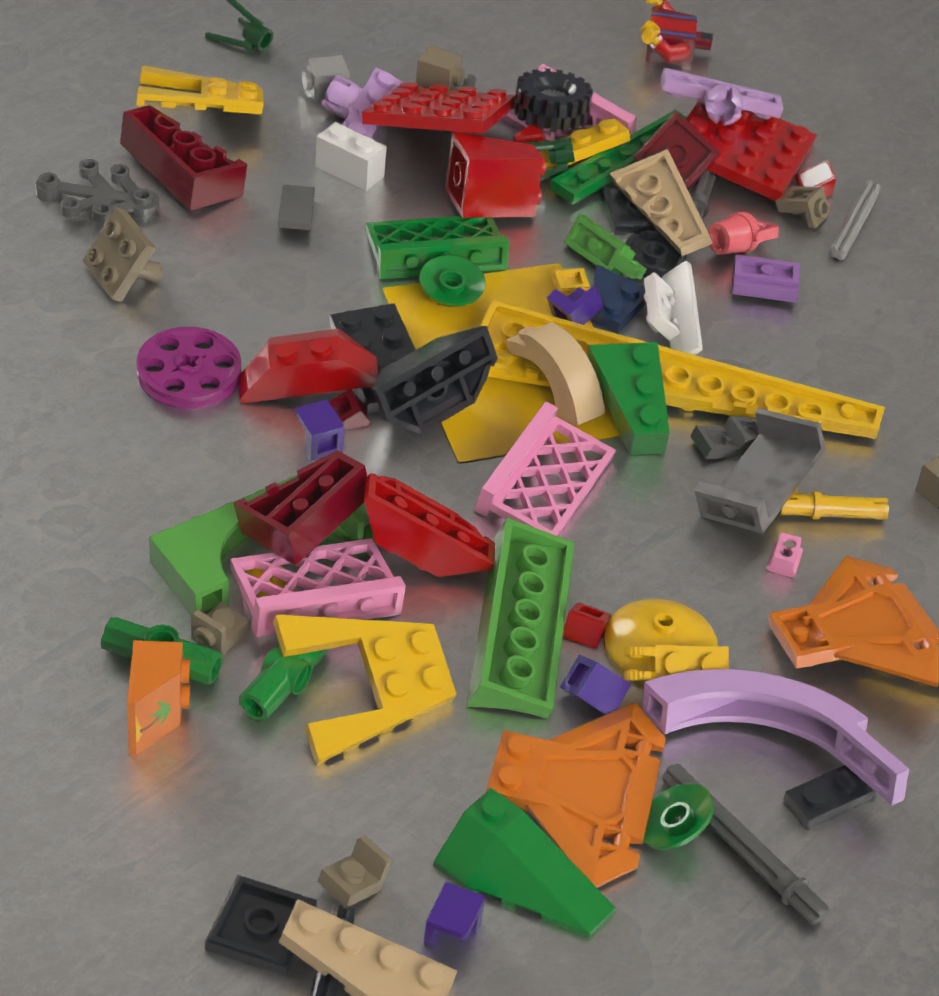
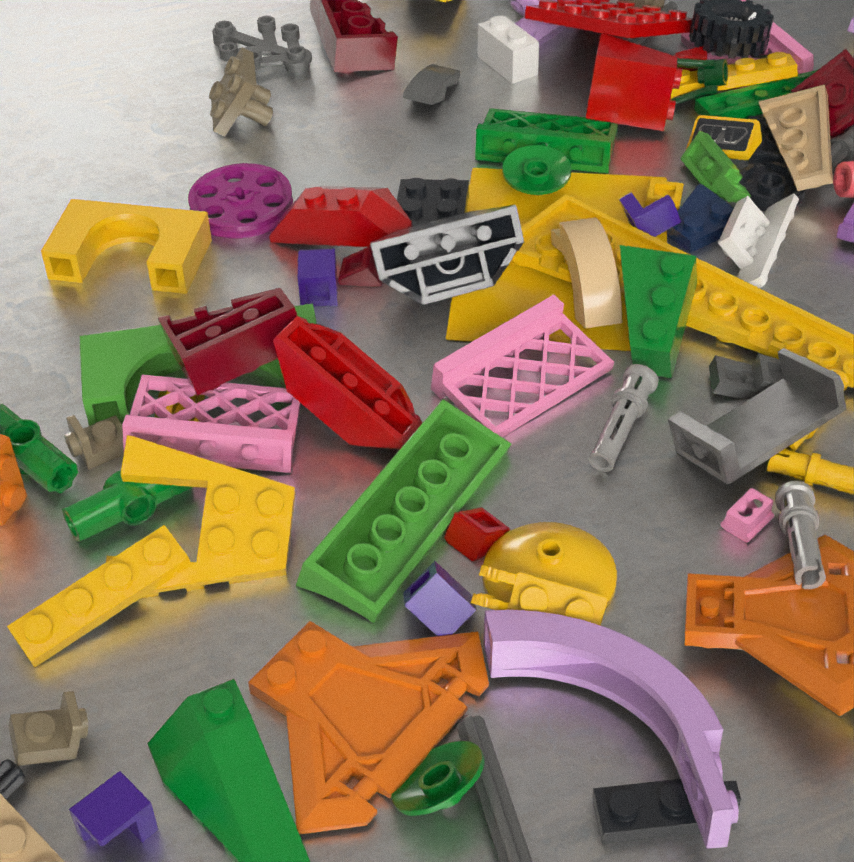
camera: 30 degrees right, 0 degrees up
(156, 415) = (93, 226): none -> yellow arch
(322, 758) = (99, 596): none -> yellow plate
(609, 212) = (734, 136): none -> slope
(648, 485) = (605, 449): none -> light grey pin
(830, 550) = (799, 523): none -> light grey pin

